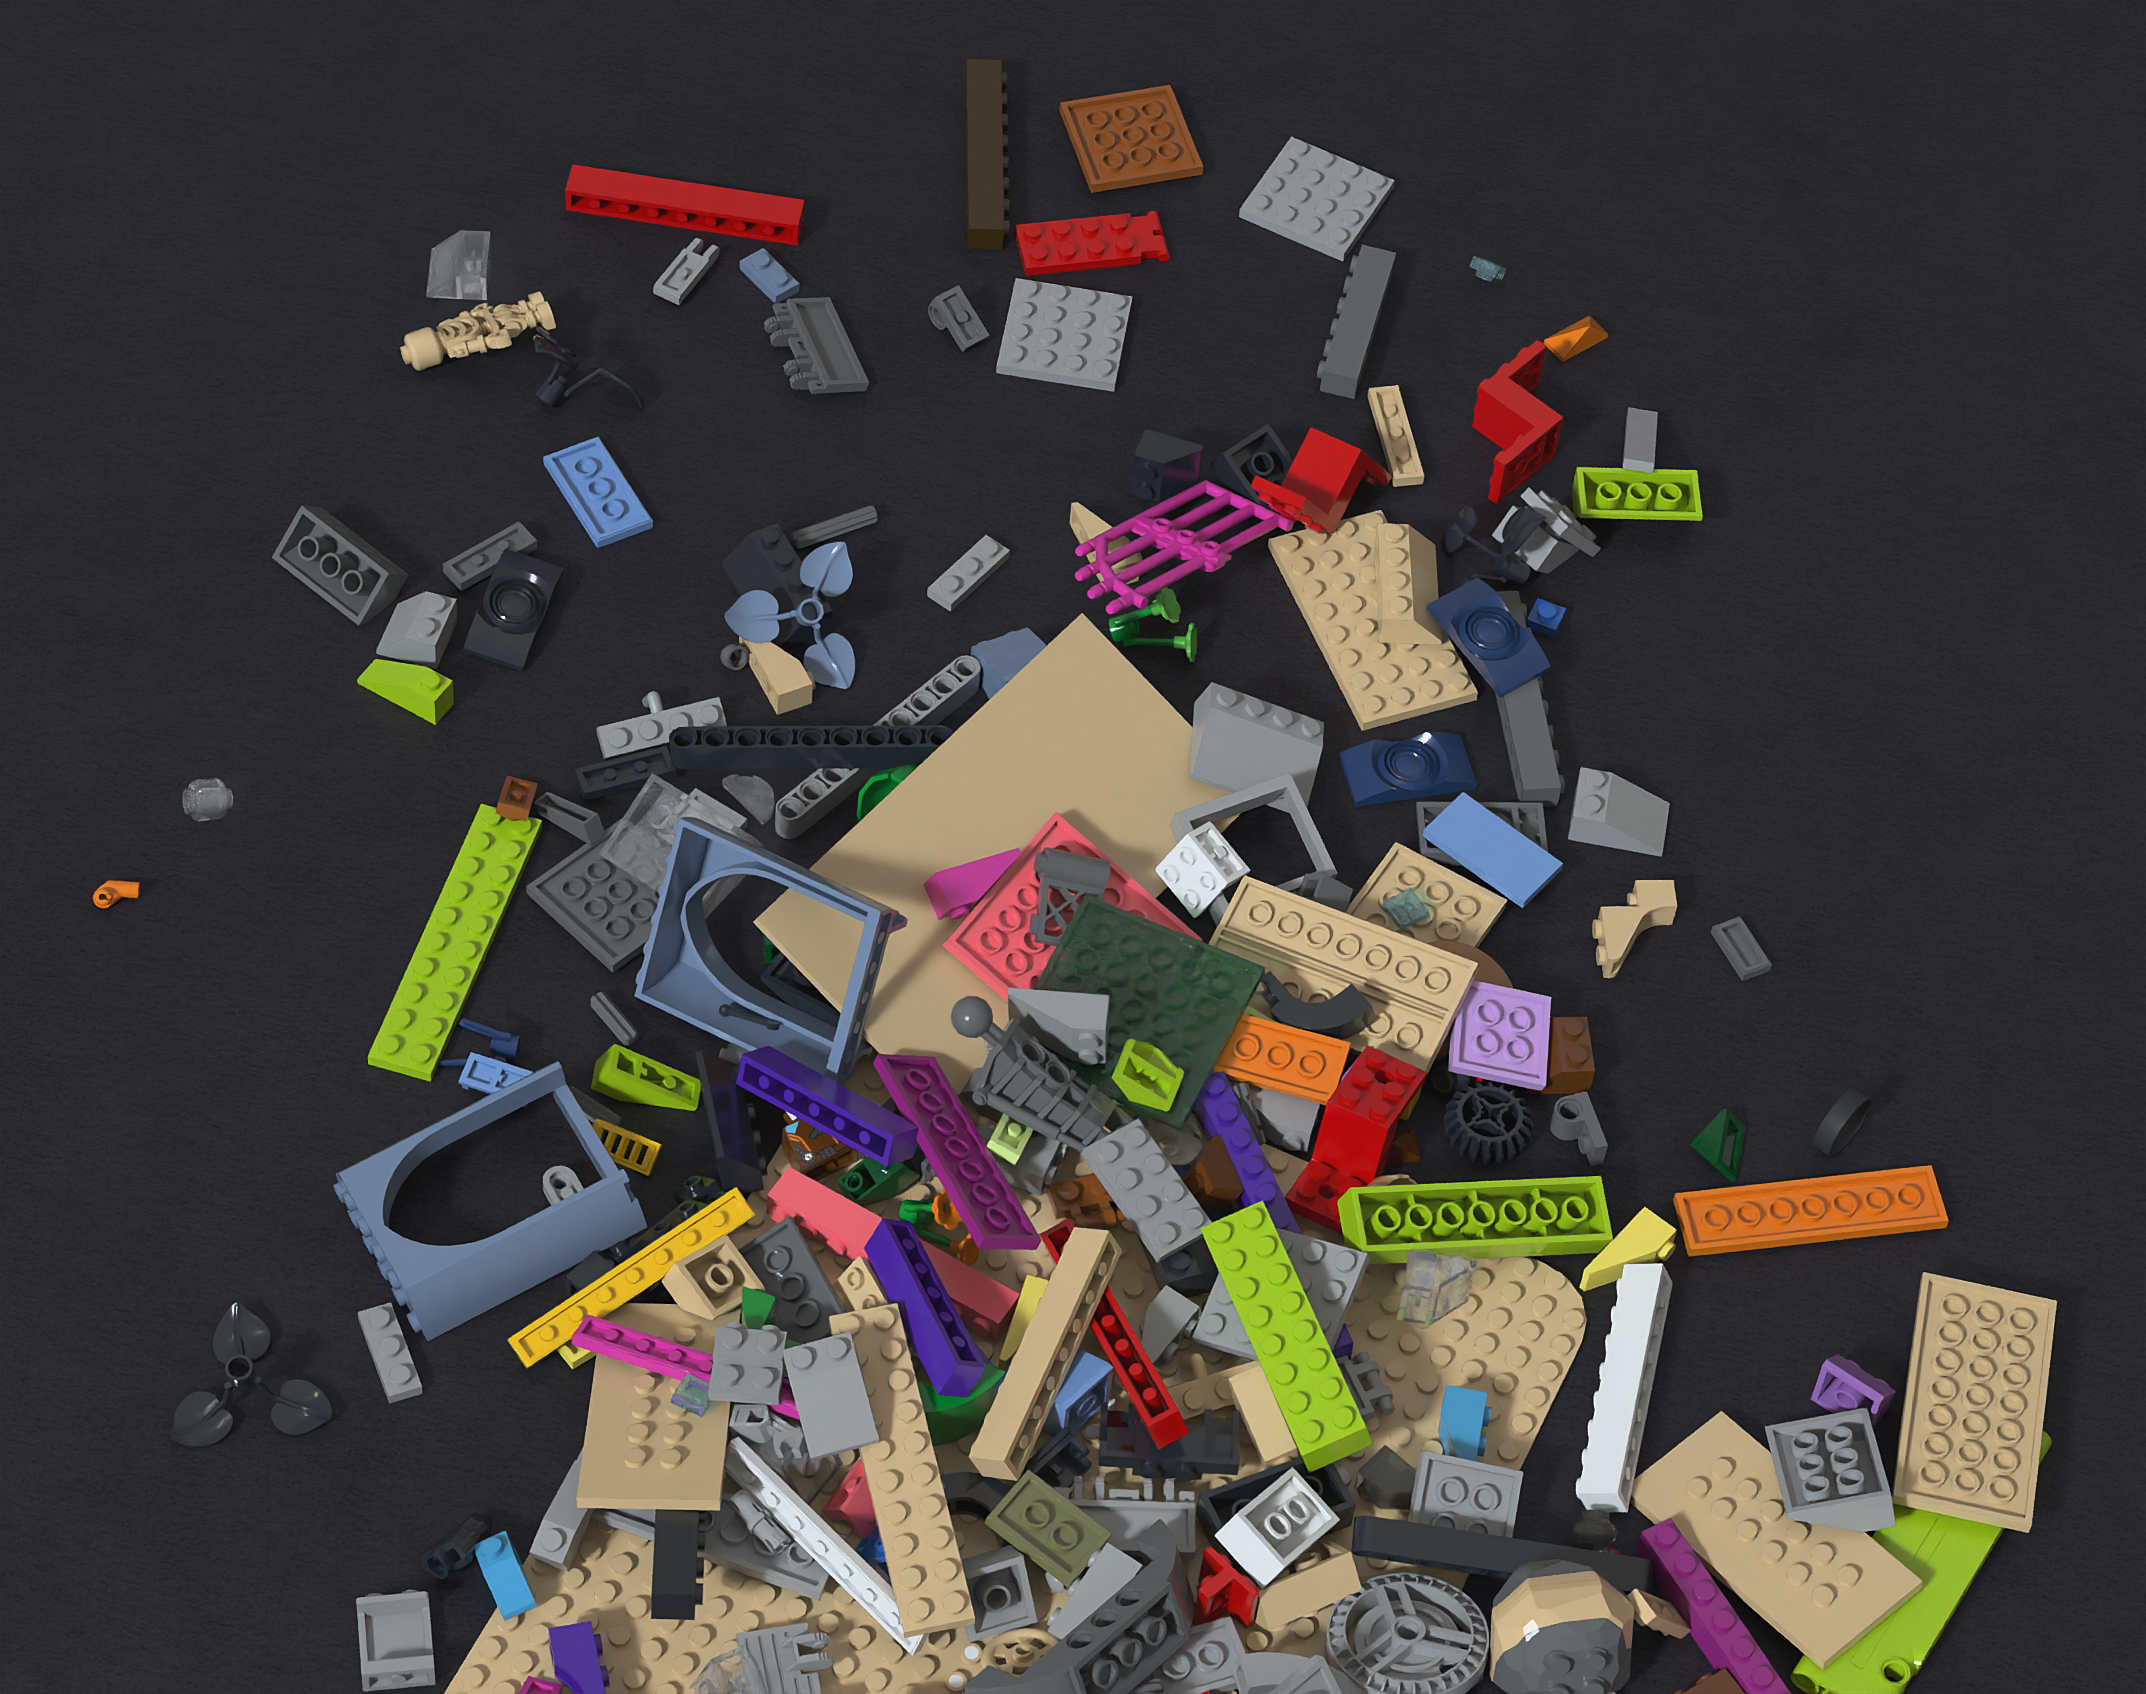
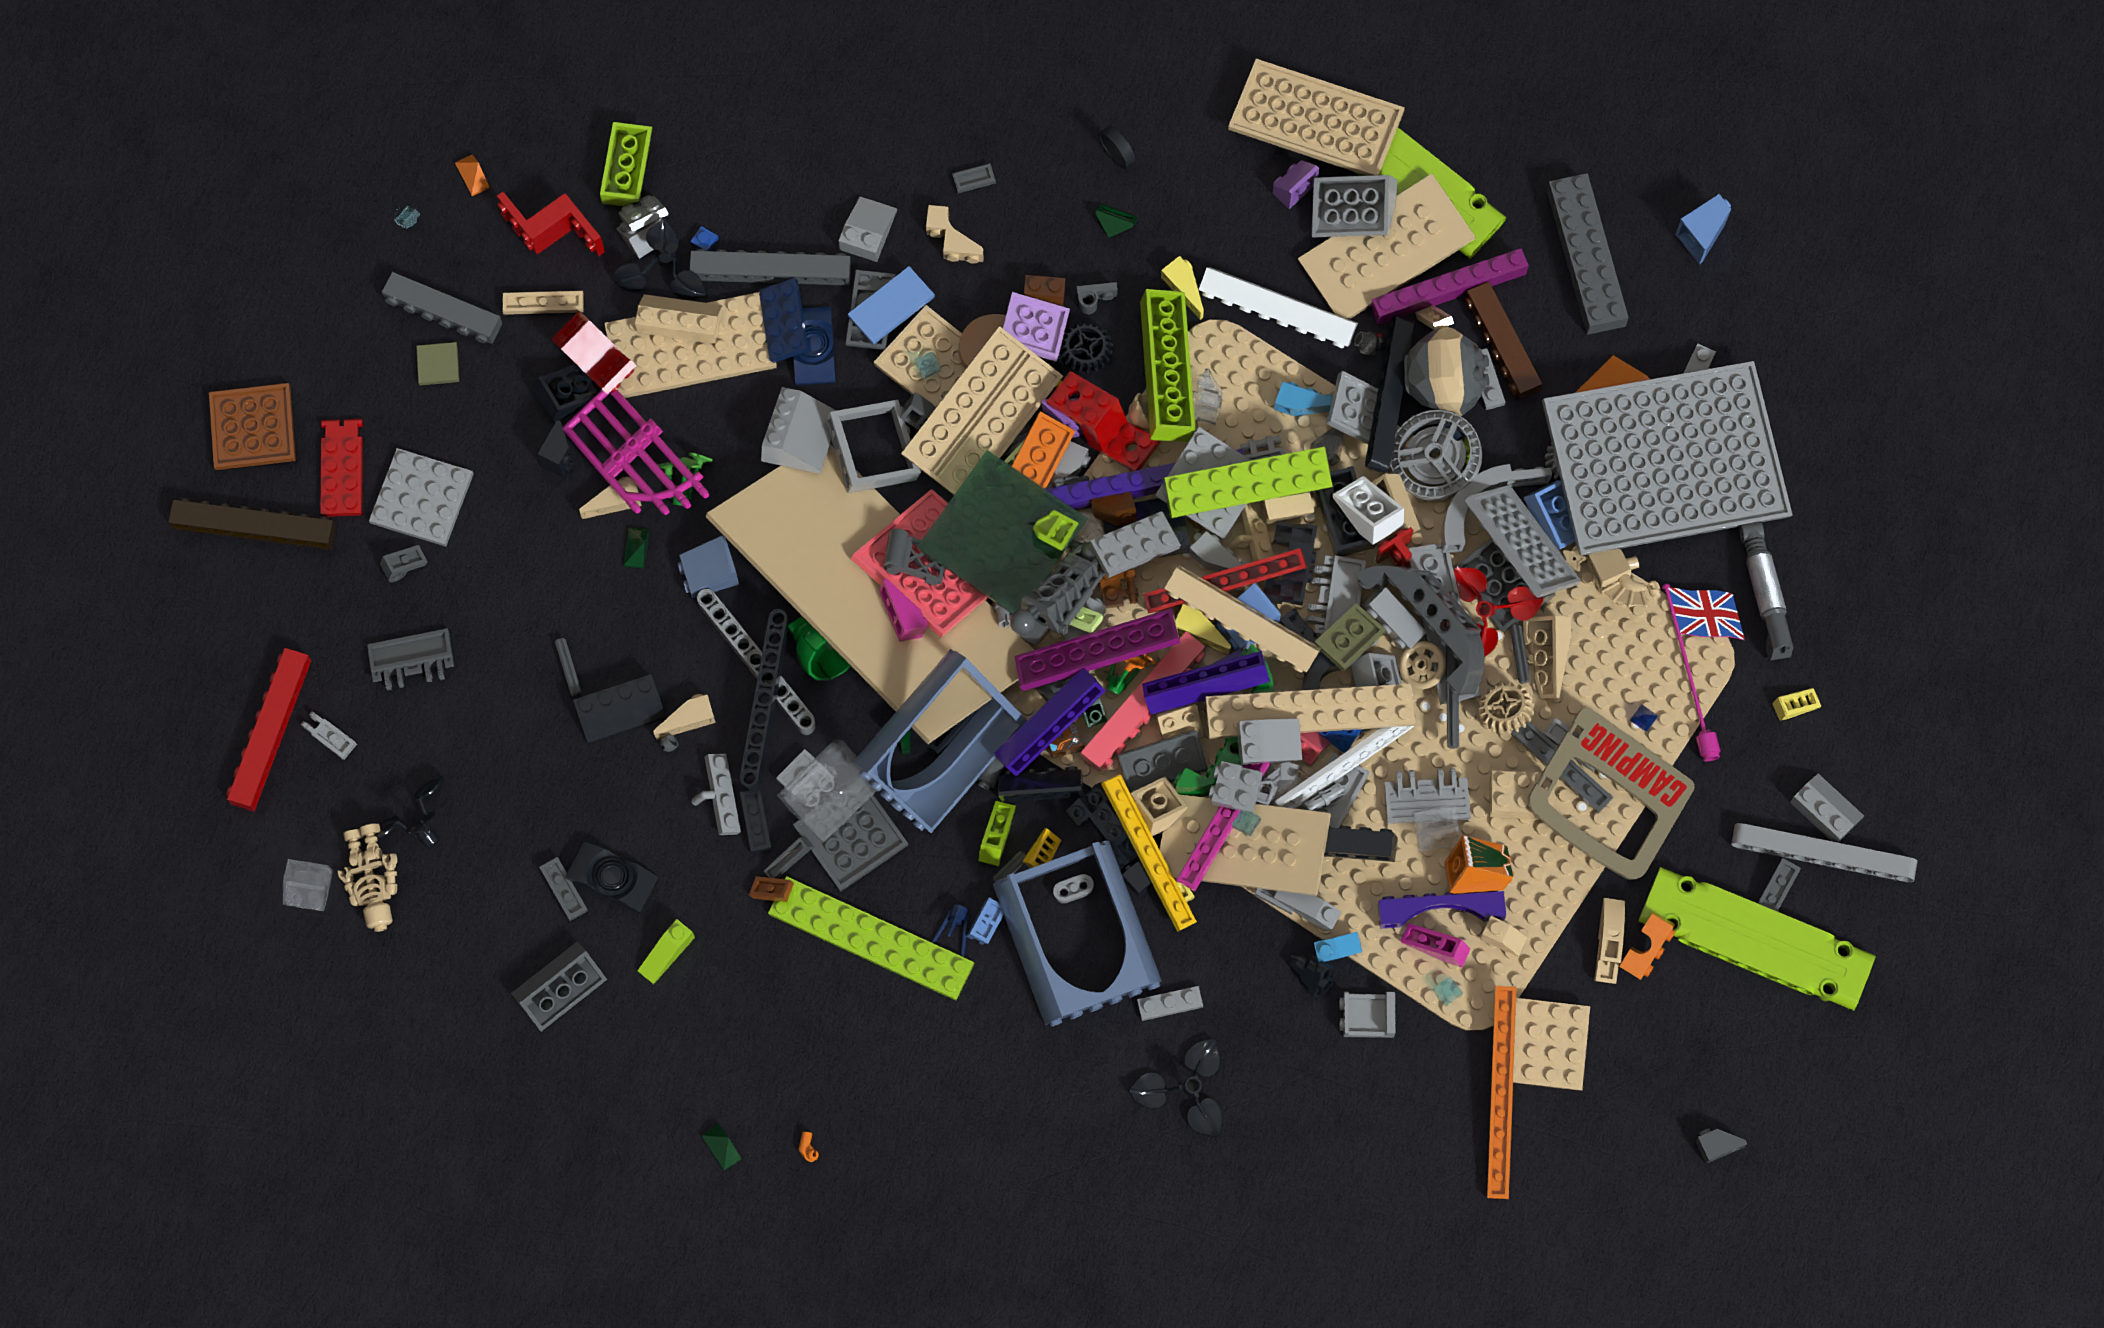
camera: 75 degrees left, 20 degrees up
(110, 789) = (721, 1147): none -> dark green slope
(207, 799) = (744, 1084): clear head -> none
(420, 629) = (620, 940): light grey slope -> none
(598, 492) = (515, 815): medium blue tile -> none
(614, 1019) = (944, 847): dark grey axle -> none
(725, 1010) = (972, 750): black hinge -> none
(753, 794) = (783, 743): clear plate -> none
(756, 615) = (678, 681): sand blue plant -> none
(769, 276) = (339, 682): sand blue plate -> none
(968, 573) = (618, 587): light grey plate -> none
(1036, 590) = (636, 547): none -> dark green slope
(1064, 1021) = (1023, 563): light grey slope -> none
(1201, 868) = (891, 476): white bracket -> none
(1273, 330) = (438, 363): none -> olive tile
(1316, 198) = (323, 315): light grey plate -> none
(1336, 1018) = (1019, 420): black arch -> none
(1435, 719) = (783, 320): none -> dark blue plate
(1490, 636) = (730, 274): dark blue slope -> none
(1640, 440) = (576, 151): light grey tile -> none
(1810, 1210) = (1167, 180): orange plate -> none

